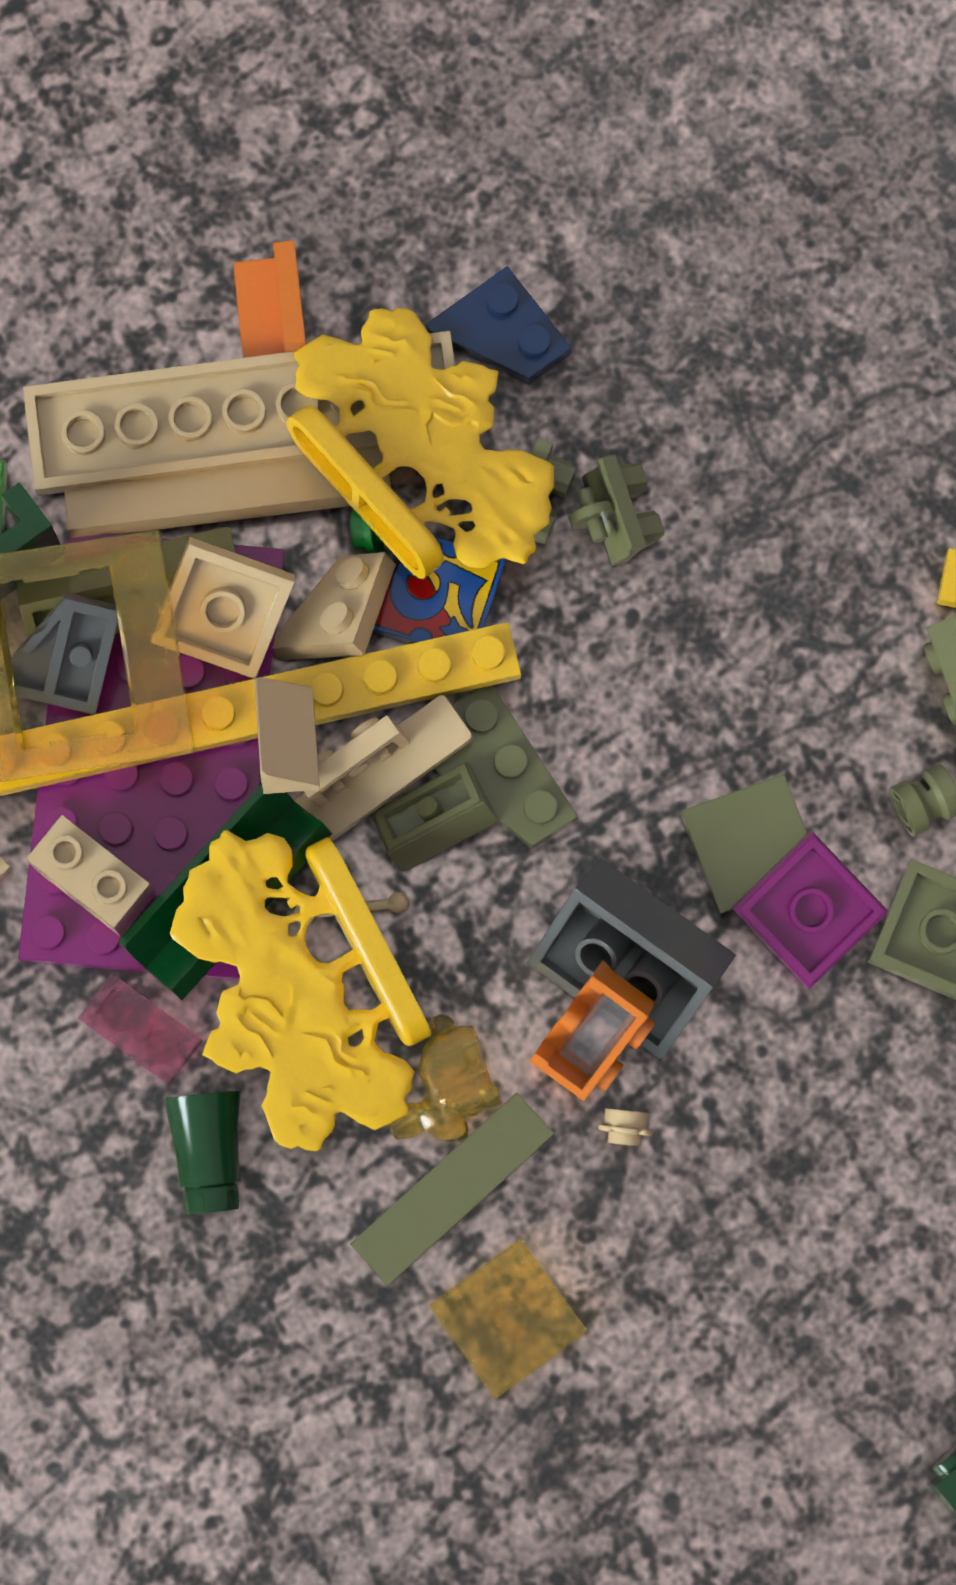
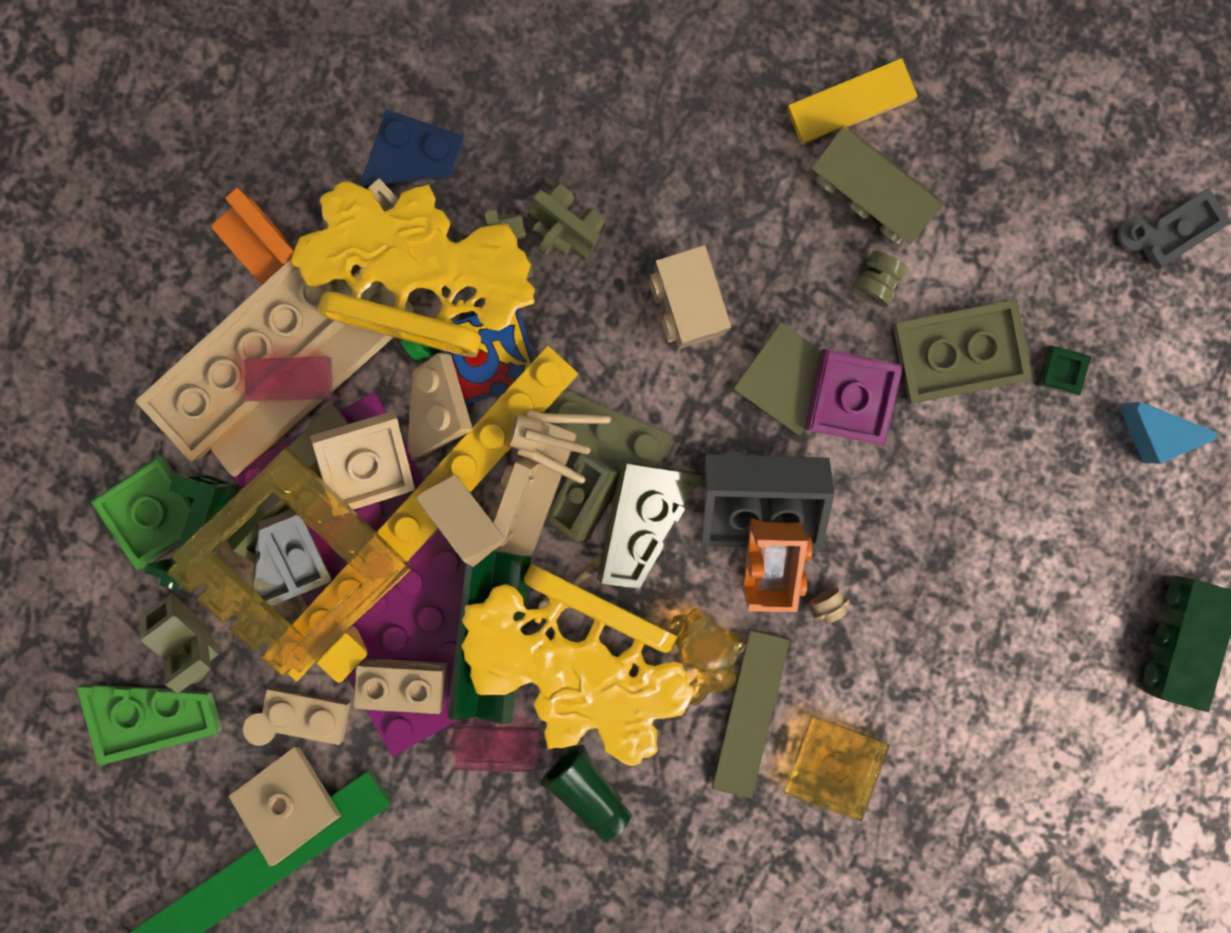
camera: 35 degrees left, 10 degrees up
(52, 797) = (343, 655): none -> yellow slope
(203, 471) = (288, 379): none -> clear pink plate
(425, 699) = (531, 434): none -> tan plant
(483, 880) = (641, 515): none -> wing
(700, 672) = (689, 297): none -> tan brick

